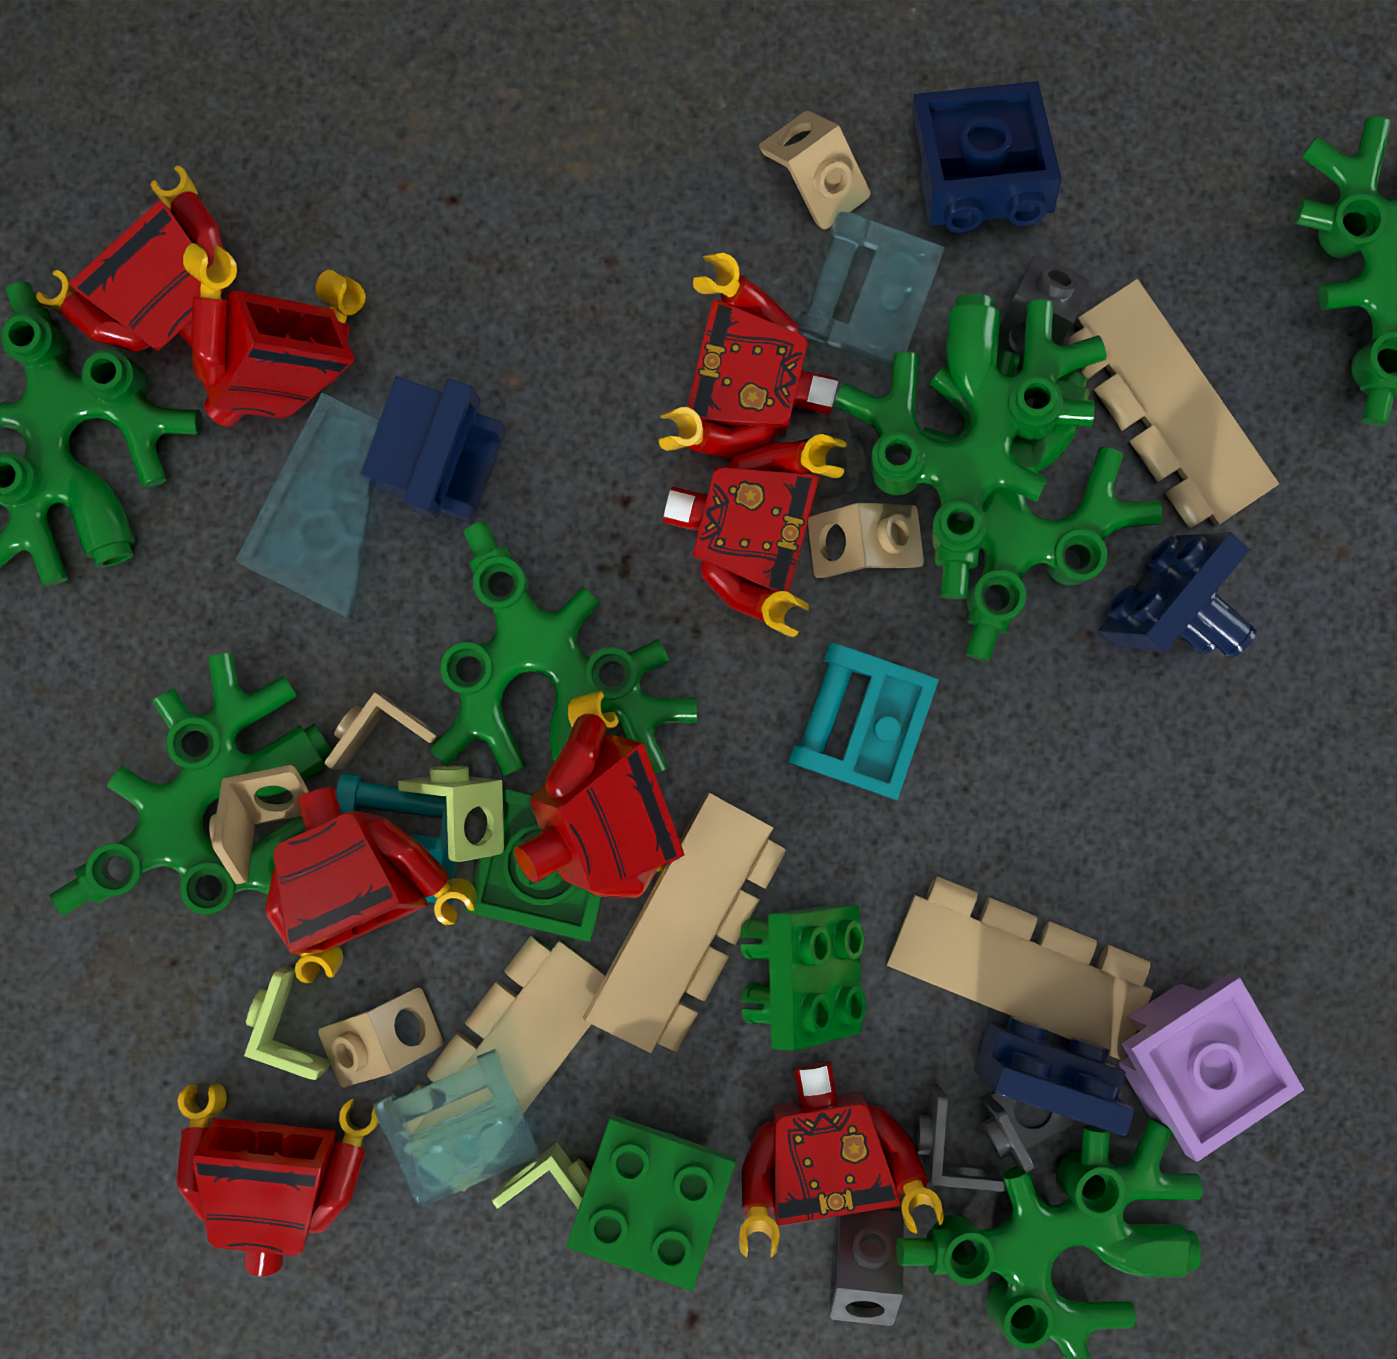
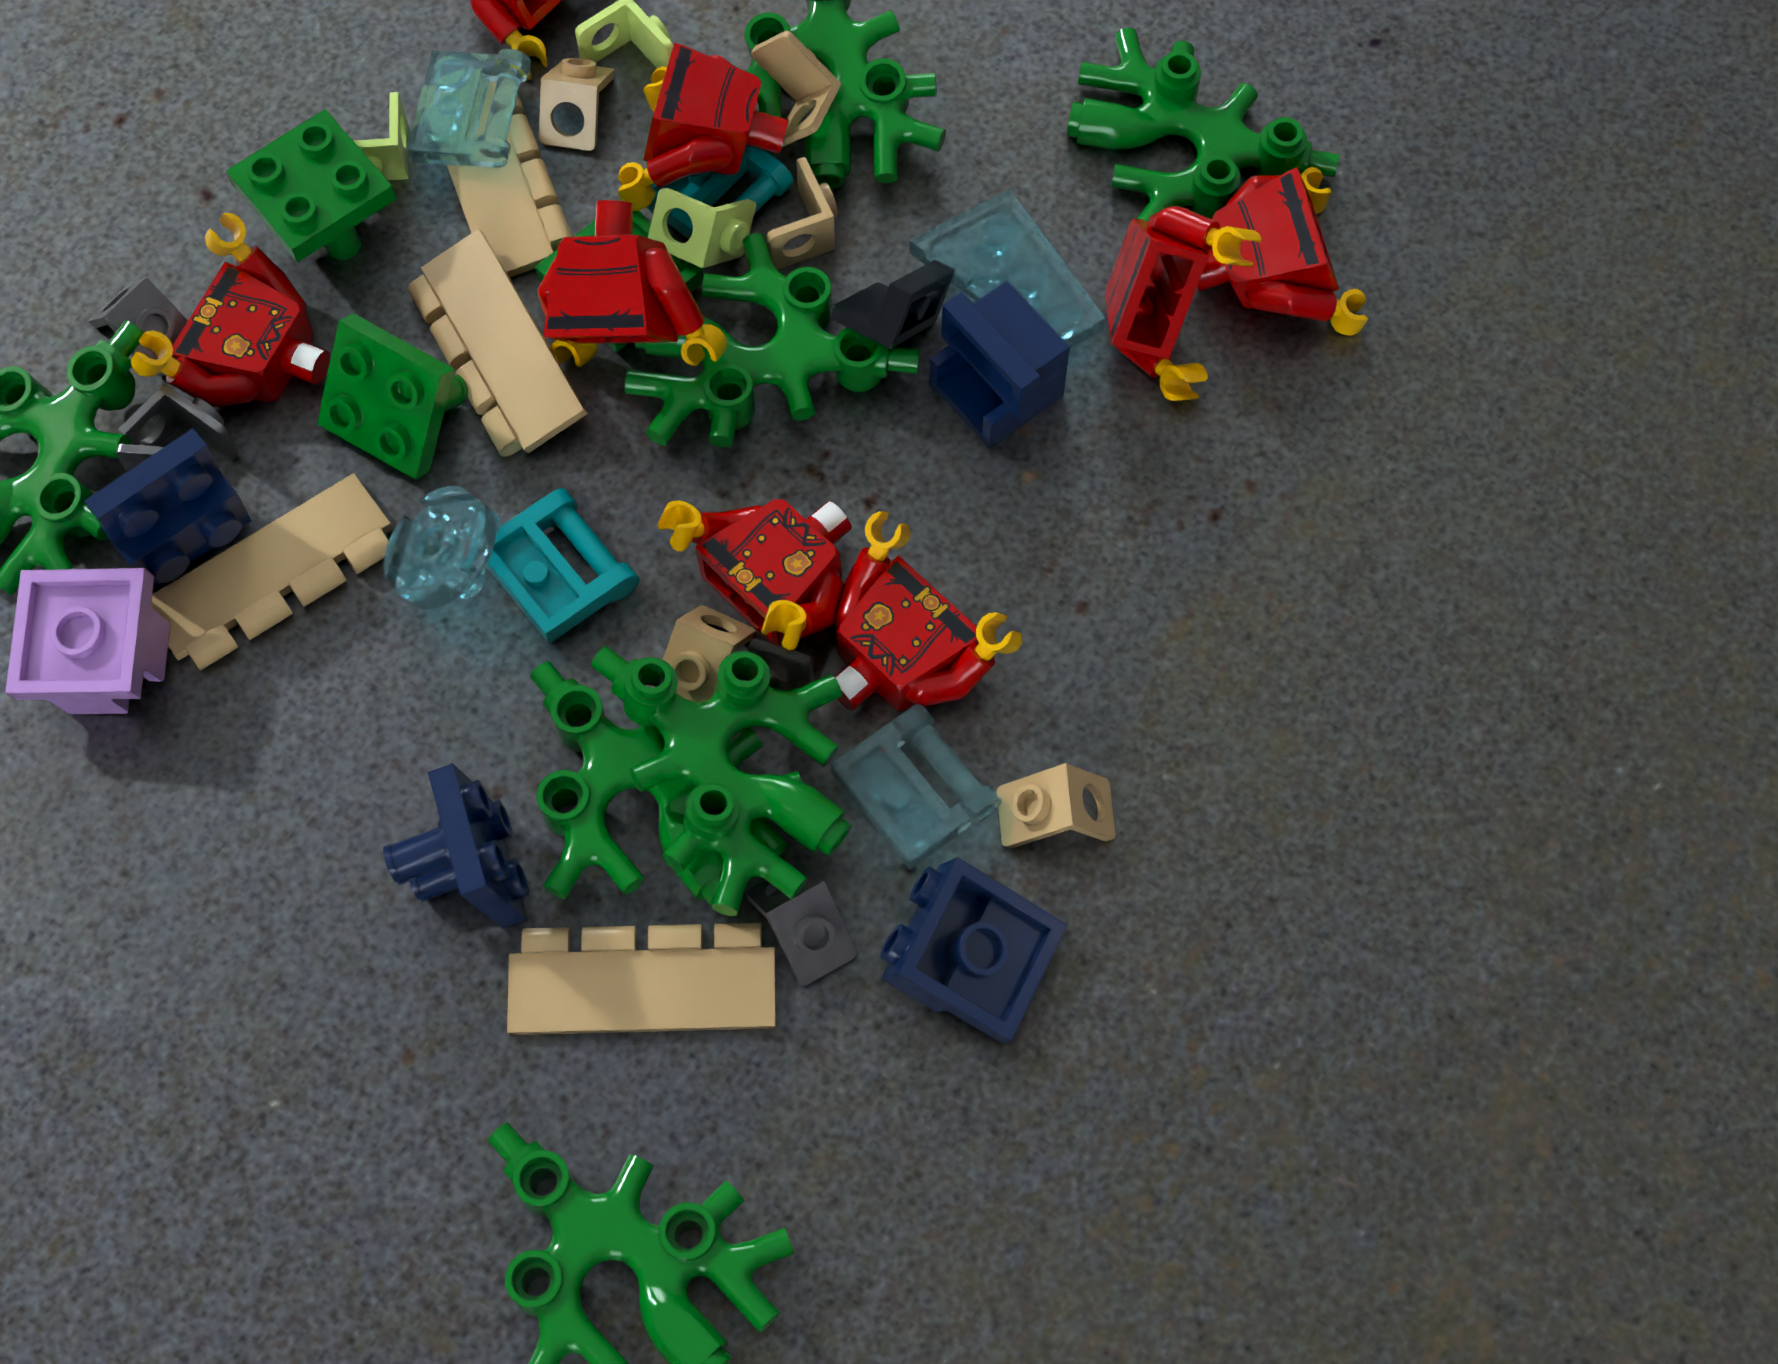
camera: 120 degrees right, 20 degrees down
(438, 579) = (896, 311): none -> black panel
(906, 795) = (463, 534): none -> clear light blue plate

